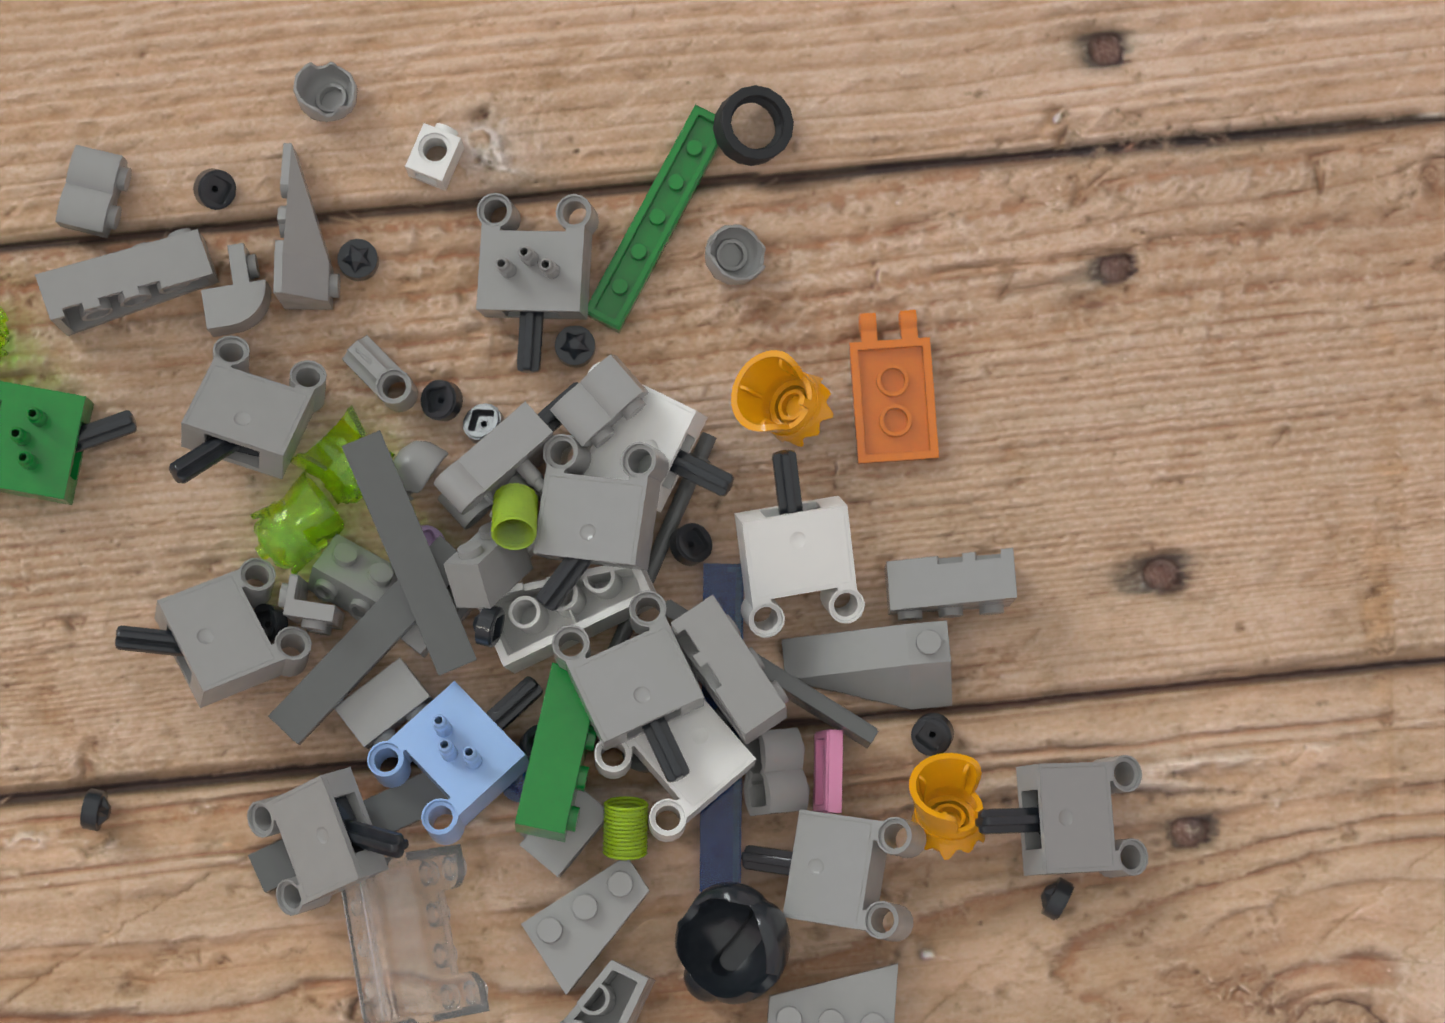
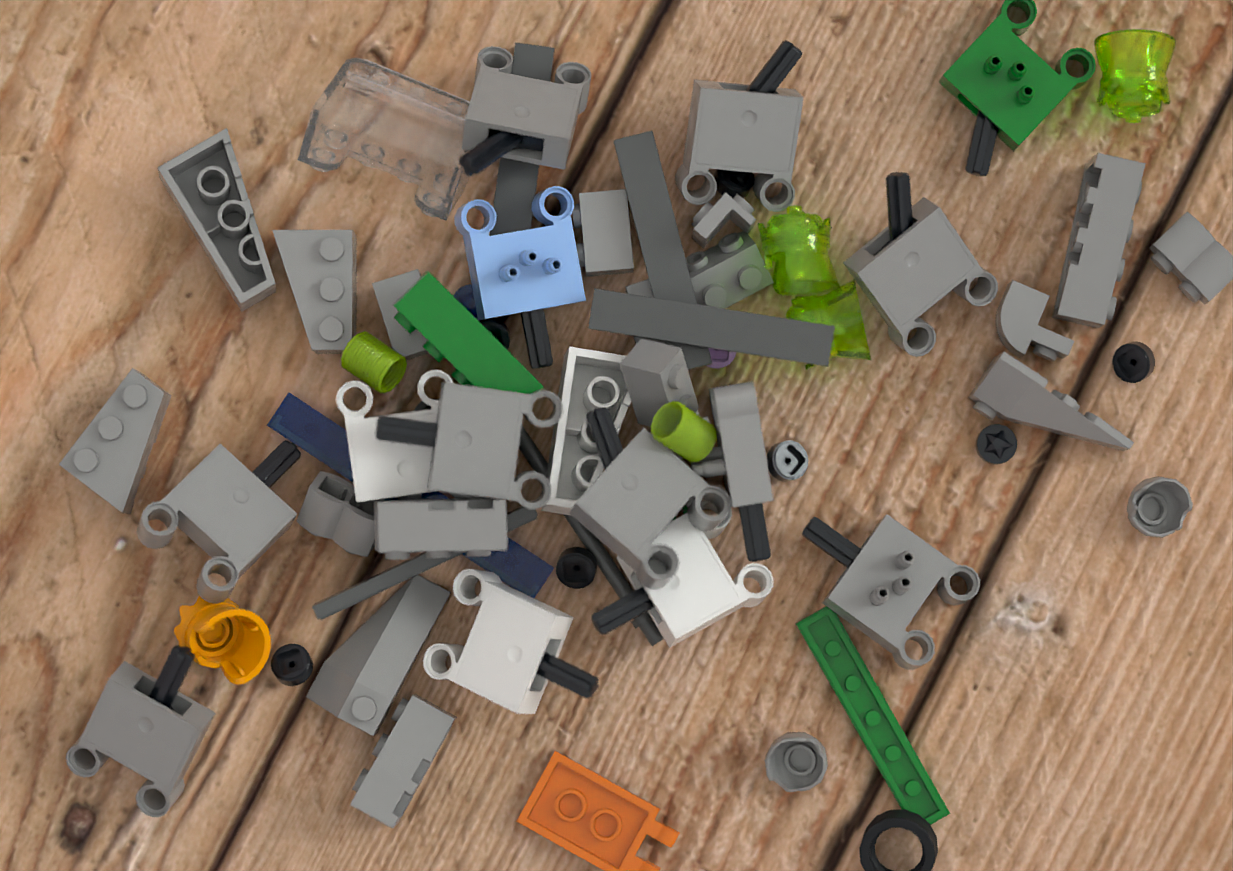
camera: 125 degrees right, 5 degrees up
(380, 373) = (887, 401): light grey piece -> none
(417, 464) = (785, 382): light grey hair -> none
(435, 172) = (1030, 553): white brick -> none
(441, 400) = (830, 438): black tile -> none
(489, 626) = (608, 354): black tile -> none
(575, 346) = (806, 578): black tile -> none
(600, 402) = (735, 564): light grey brick -> none
(732, 944) = (225, 389): black piece -> none
(779, 398) = (647, 718): light orange hat -> none
(828, 771) = (316, 558): bright pink tile -> none
(1055, 898) = (92, 677): black tile -> none

